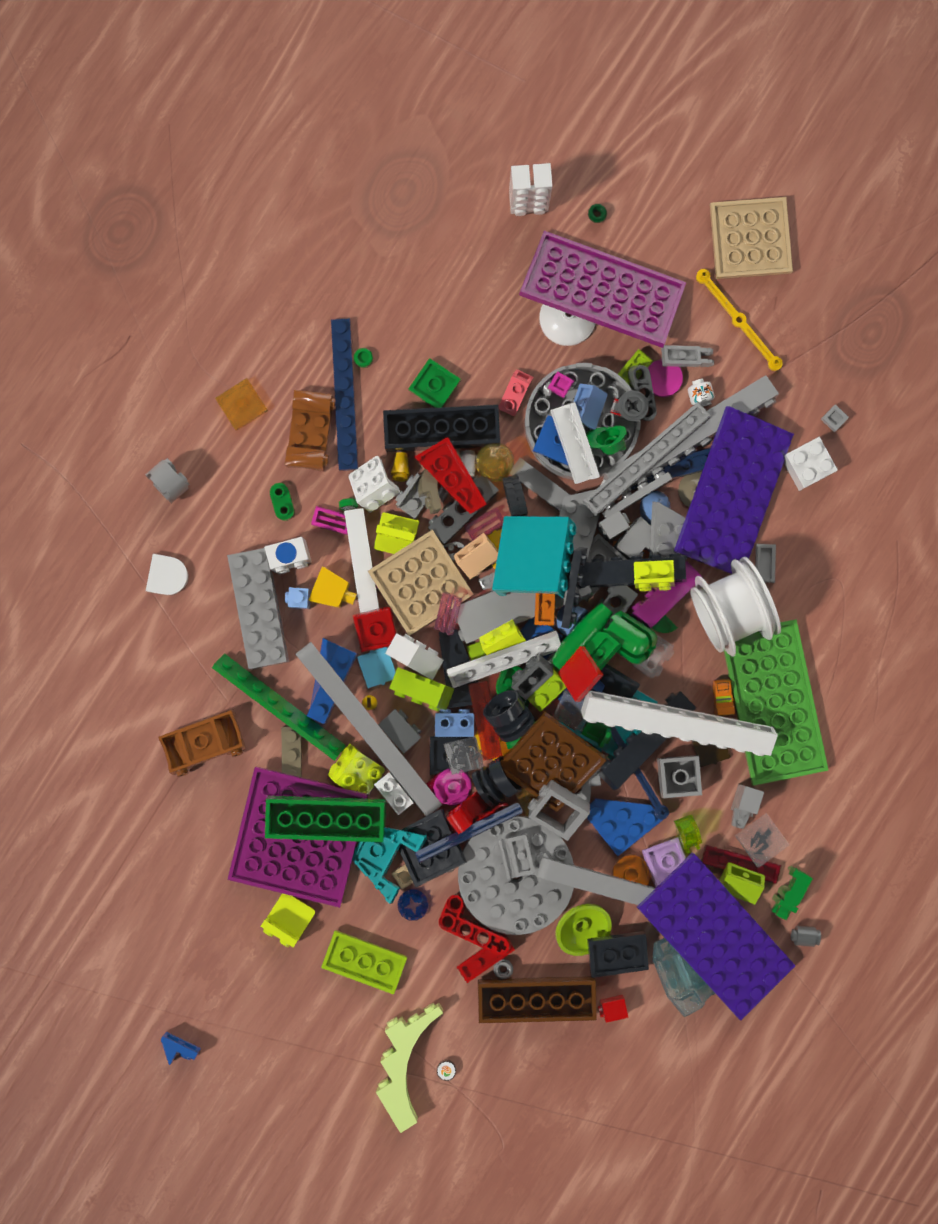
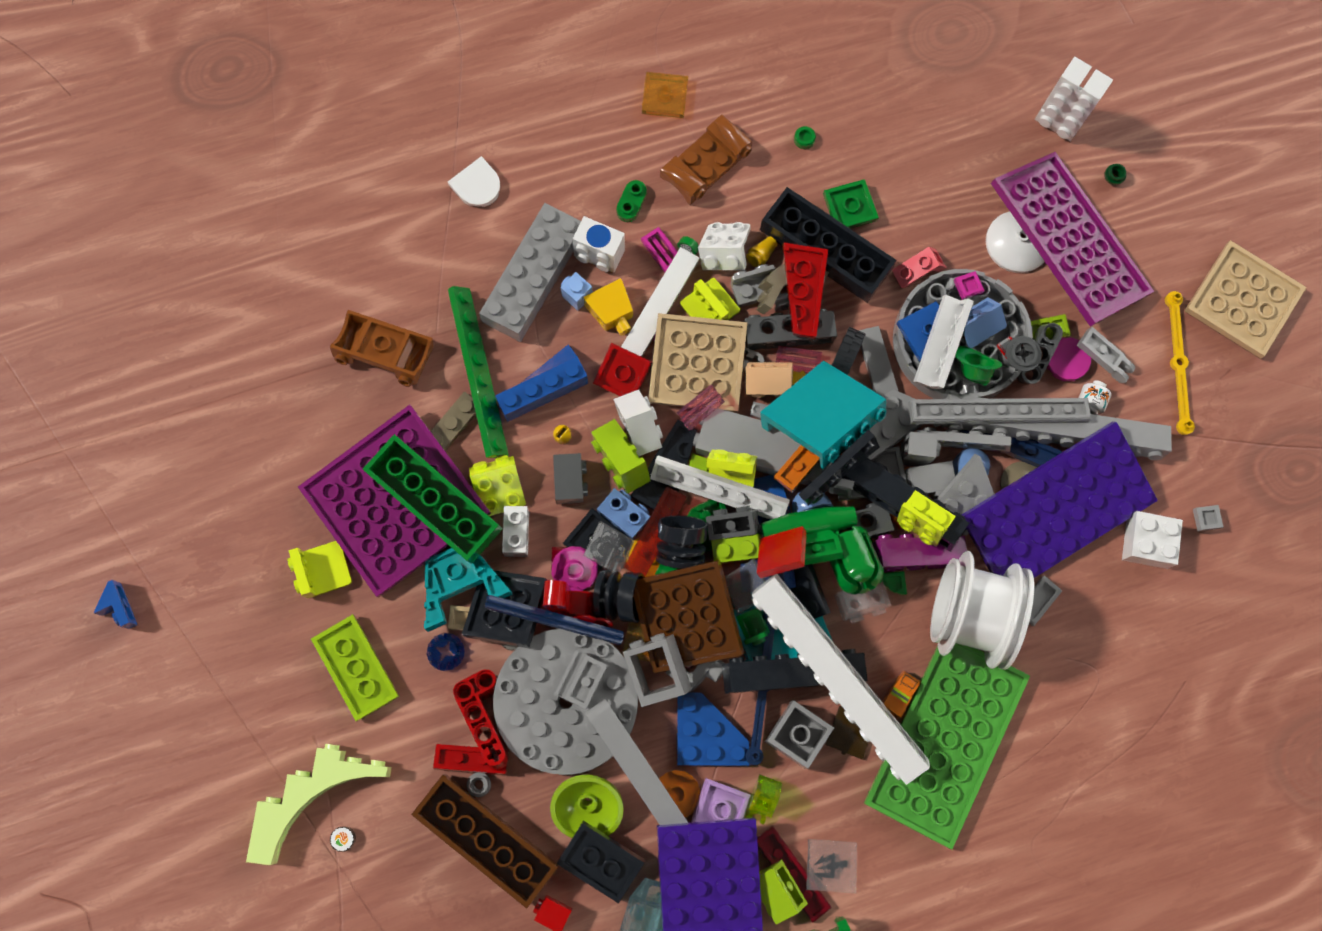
camera: 35 degrees right, 10 degrees down
(167, 480) = (547, 103): light grey brick -> none
(344, 394) = (762, 155): dark blue plate -> none
(368, 729) = (541, 452): light grey beam -> none
(376, 667) = (594, 408): medium azure piece -> none
(468, 458) = (830, 292): white cone -> none
(495, 461) = (853, 308): clear yellow cylinder -> none
(745, 804) = (843, 815): light grey hinge -> none

